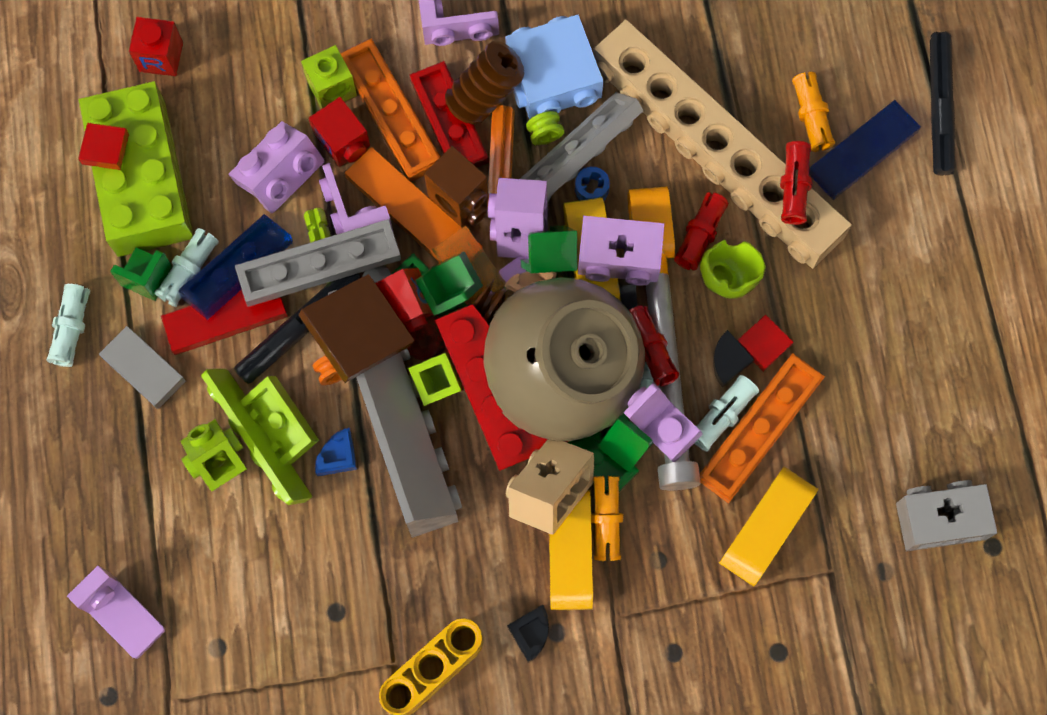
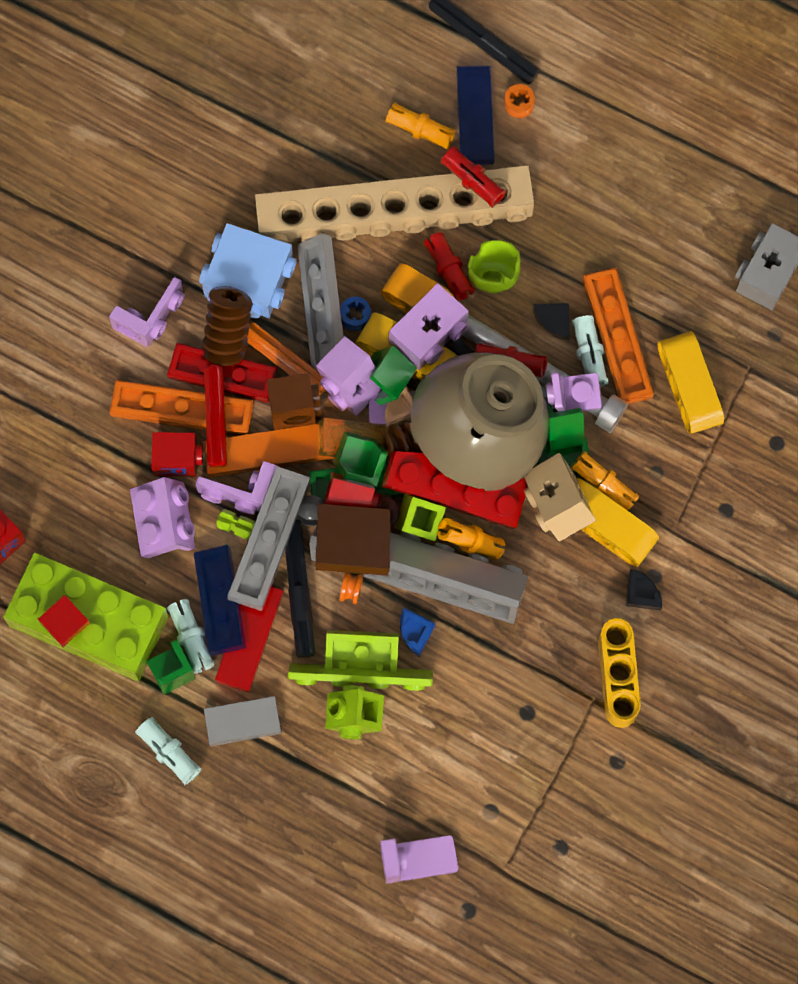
camera: 55 degrees left, 0 degrees up
(329, 76) = (126, 431): lime brick -> none
(398, 138) = (215, 416): none -> red axle
(453, 436) = (471, 538): none -> light orange pin
(545, 128) = (287, 312): lime bush -> none
(765, 342) = (561, 286): red tile -> none
(904, 185) = (523, 109): none -> orange bush

